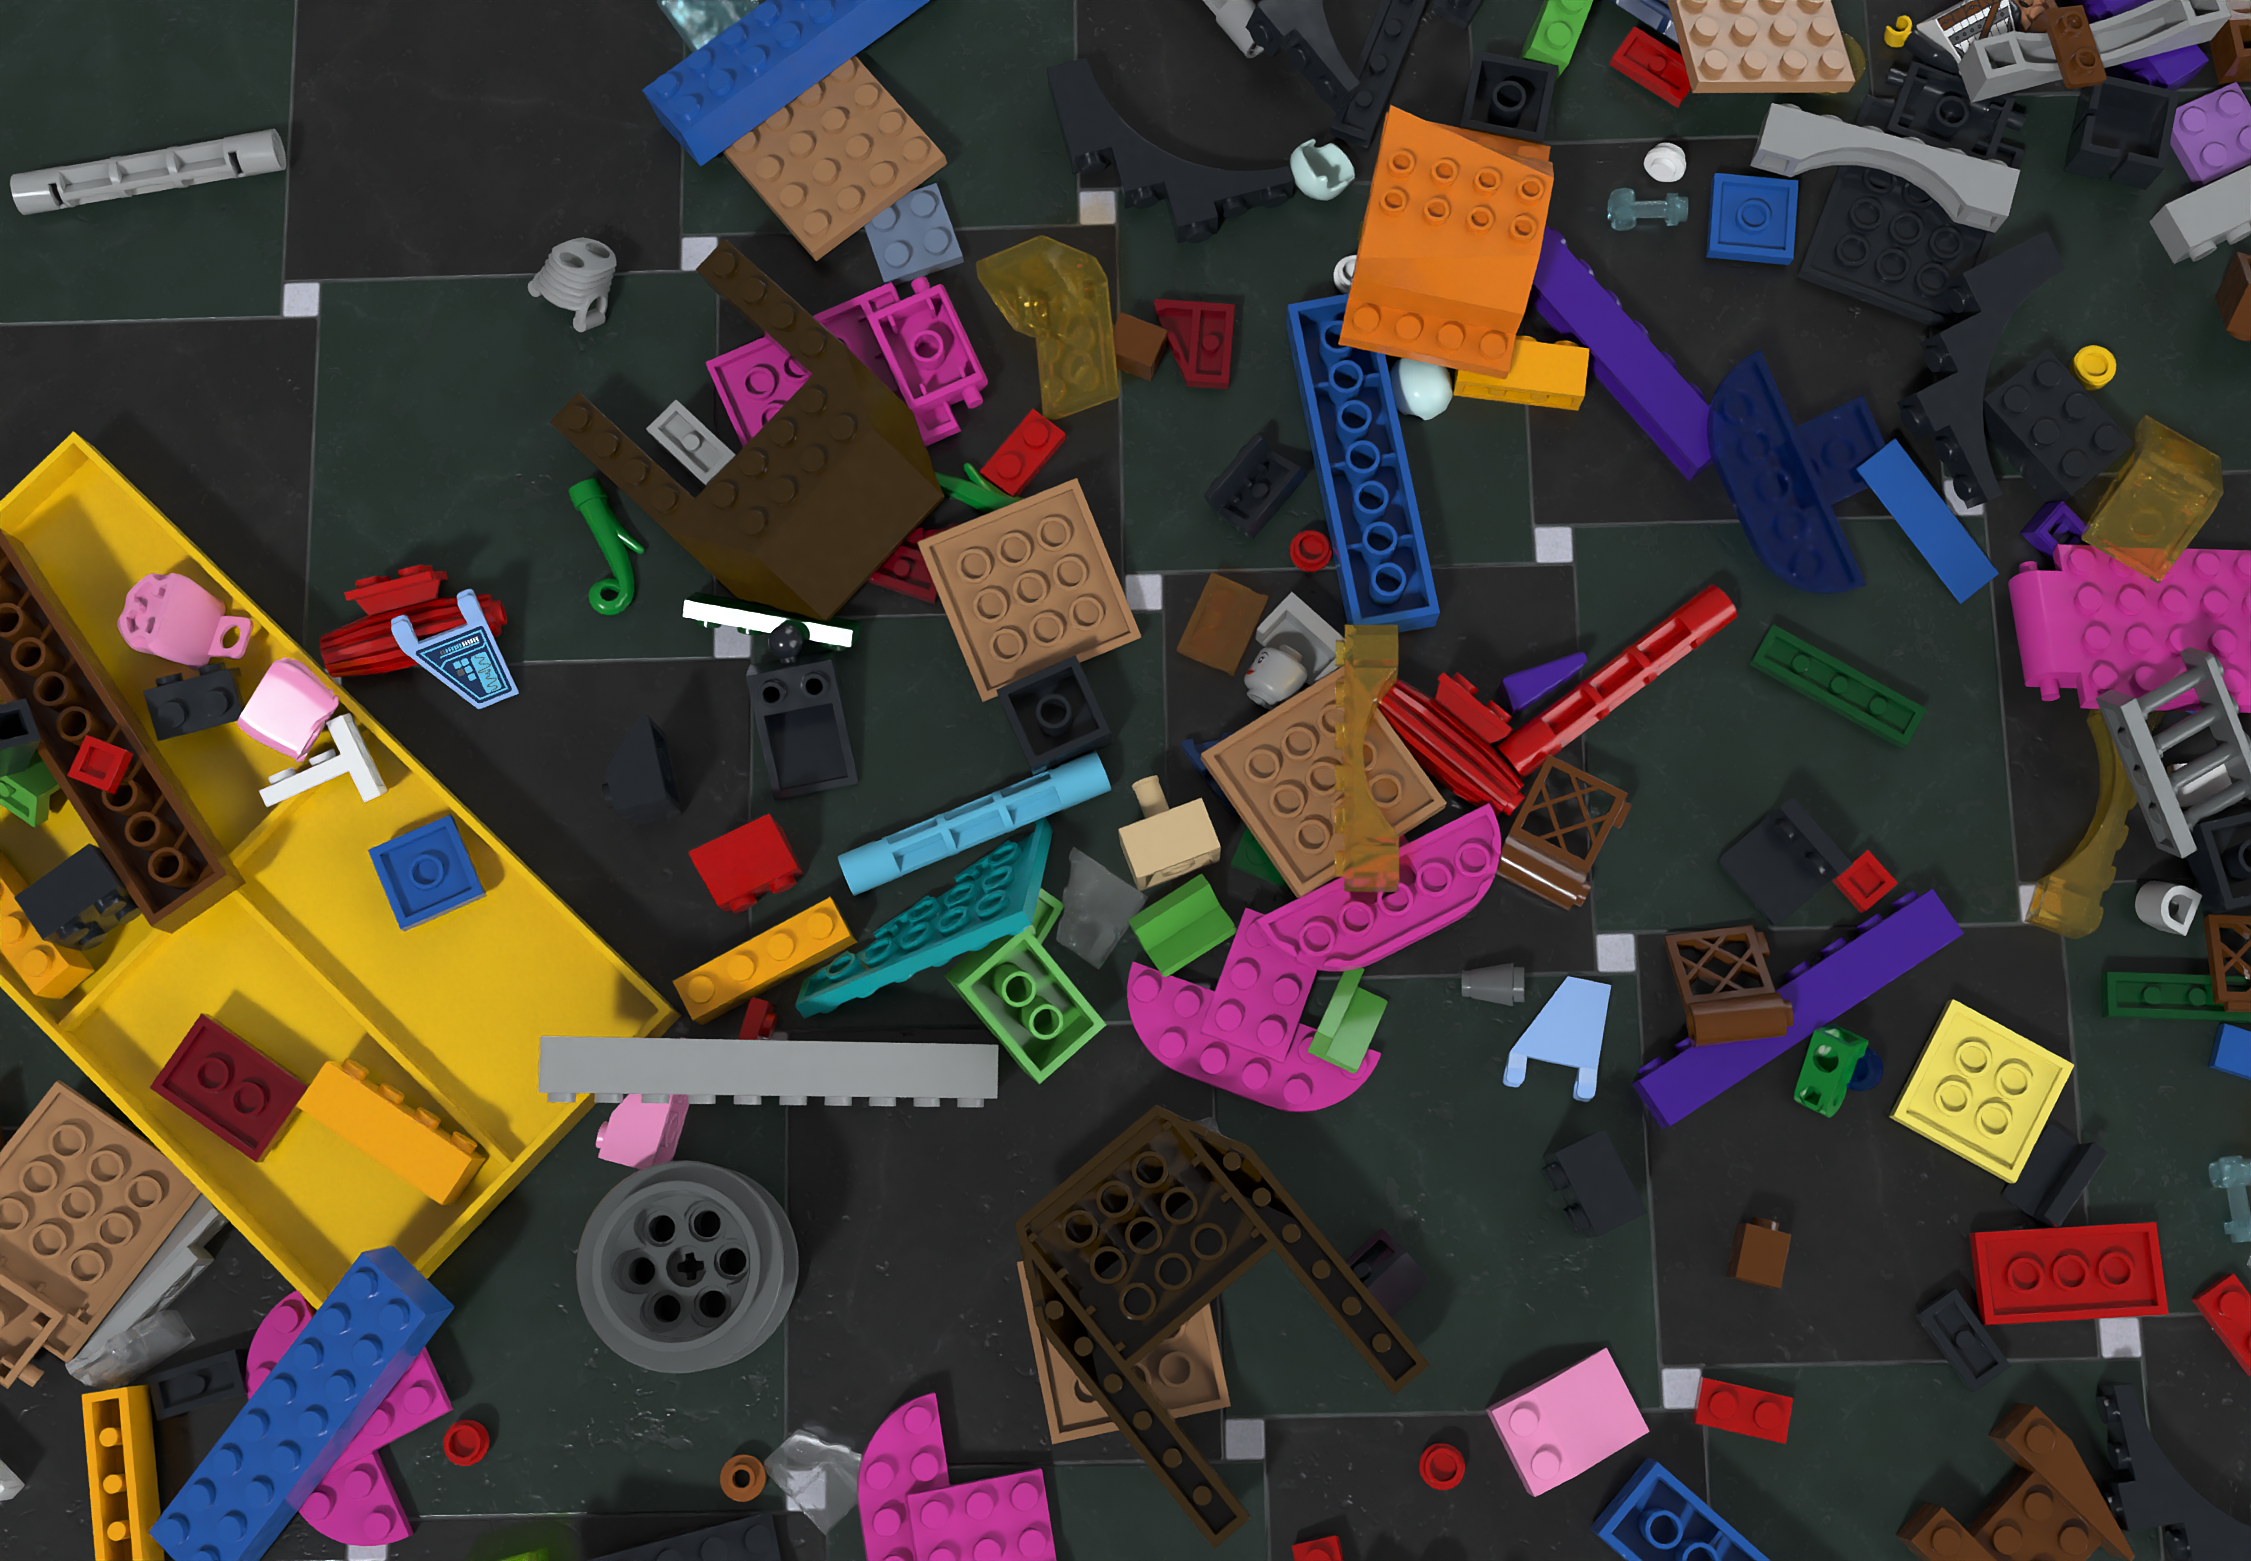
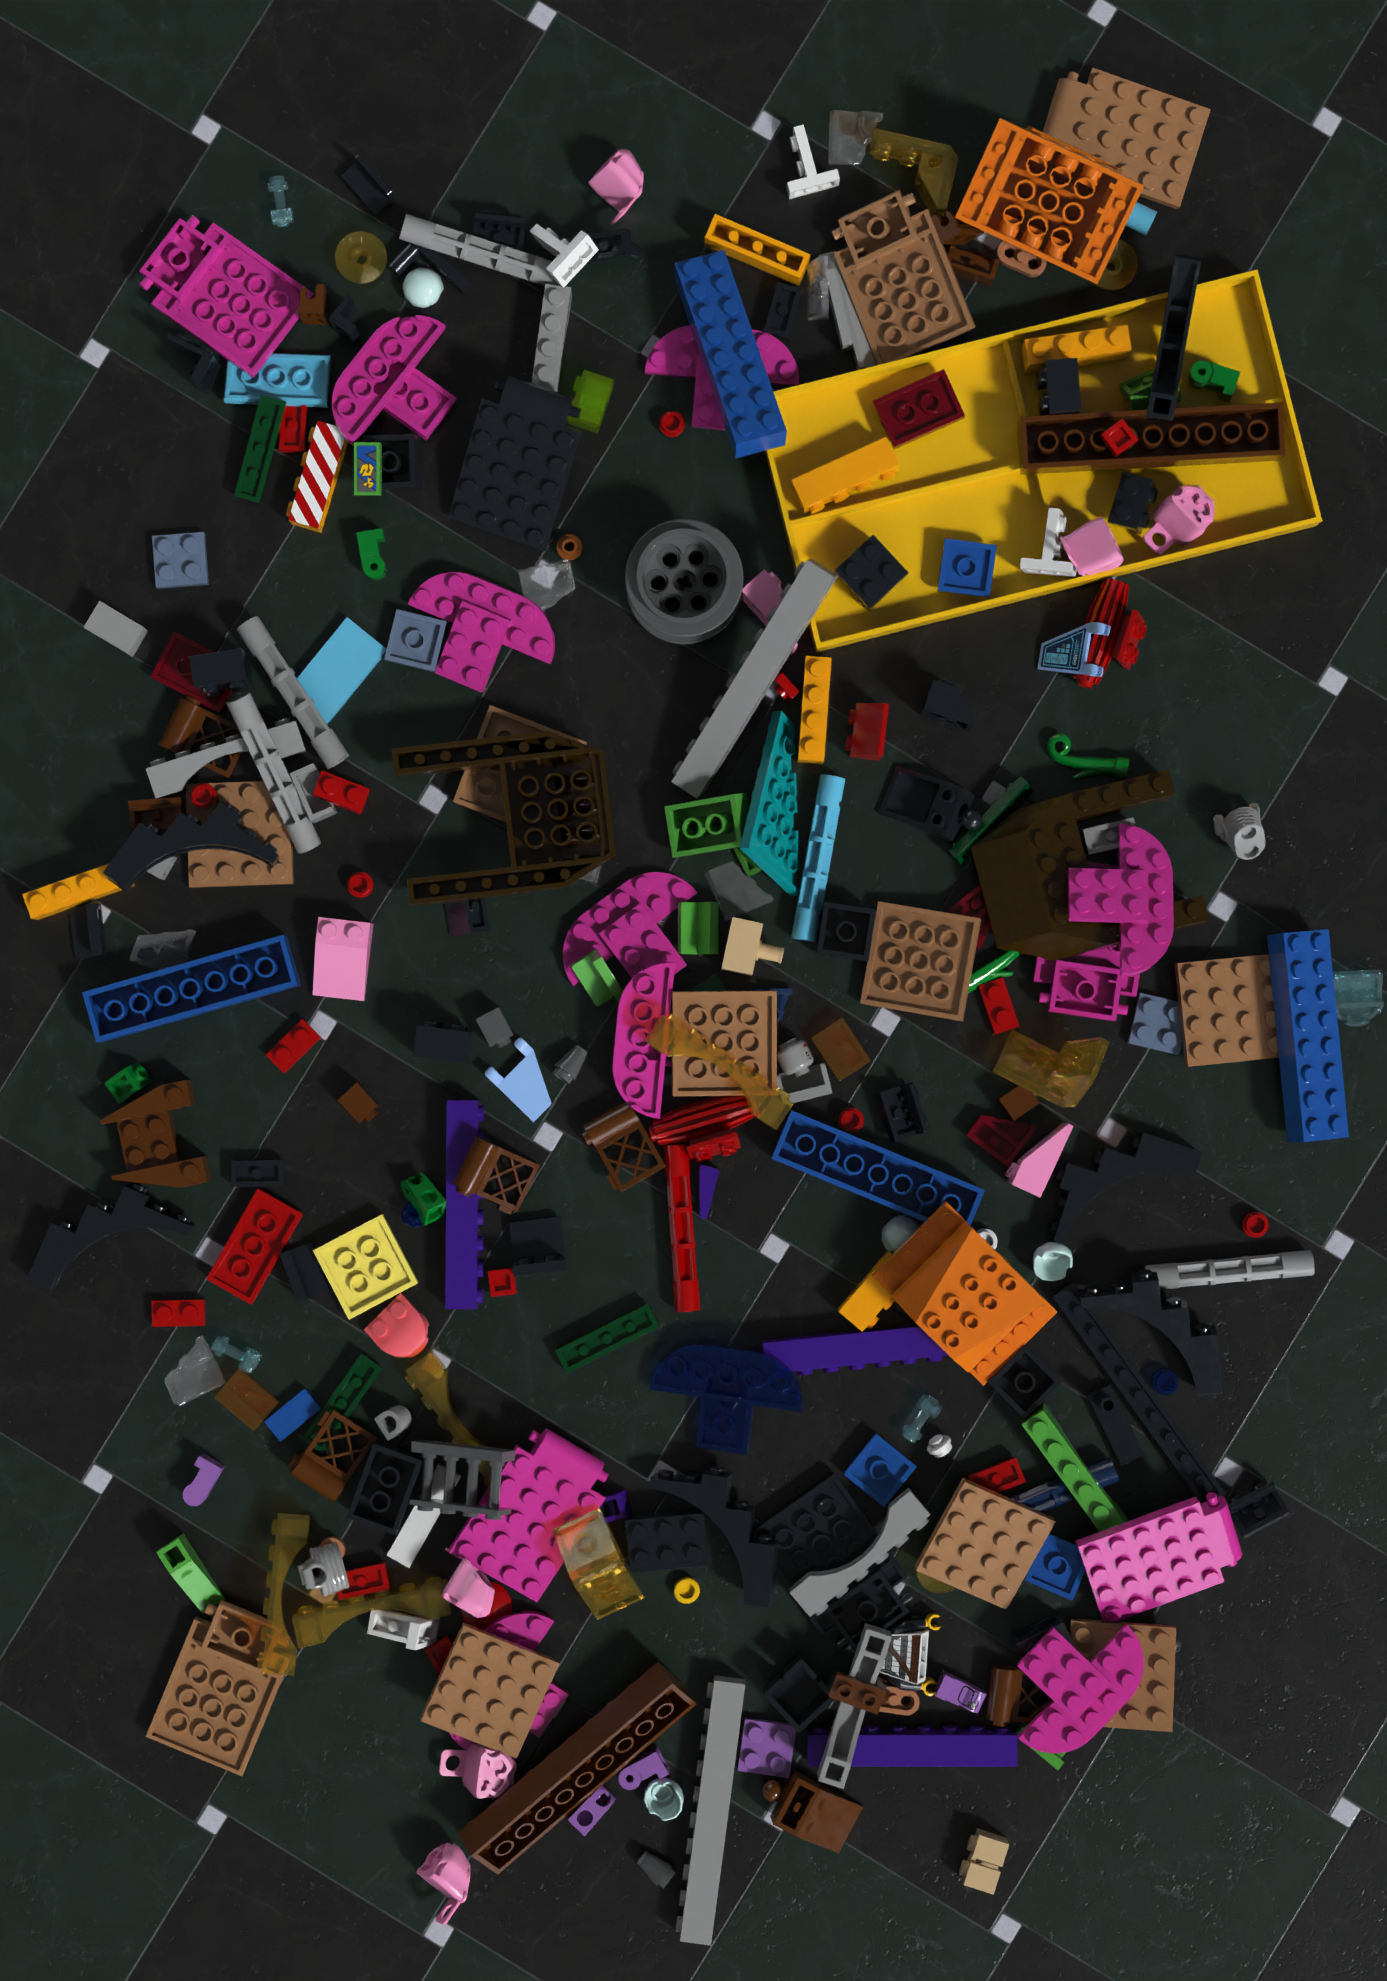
camera: 120 degrees right, 10 degrees up
(512, 1001) = (871, 572): none -> black brick
(756, 352) = (1134, 896): none -> dark pink plate
(1197, 262) = (1037, 1164): none -> bright pink slope
(1516, 1125) = (495, 1028): none -> dark grey brick
(1927, 521) = (661, 1445): blue sticker -> none
(2033, 984) = (399, 1329): none -> coral slope

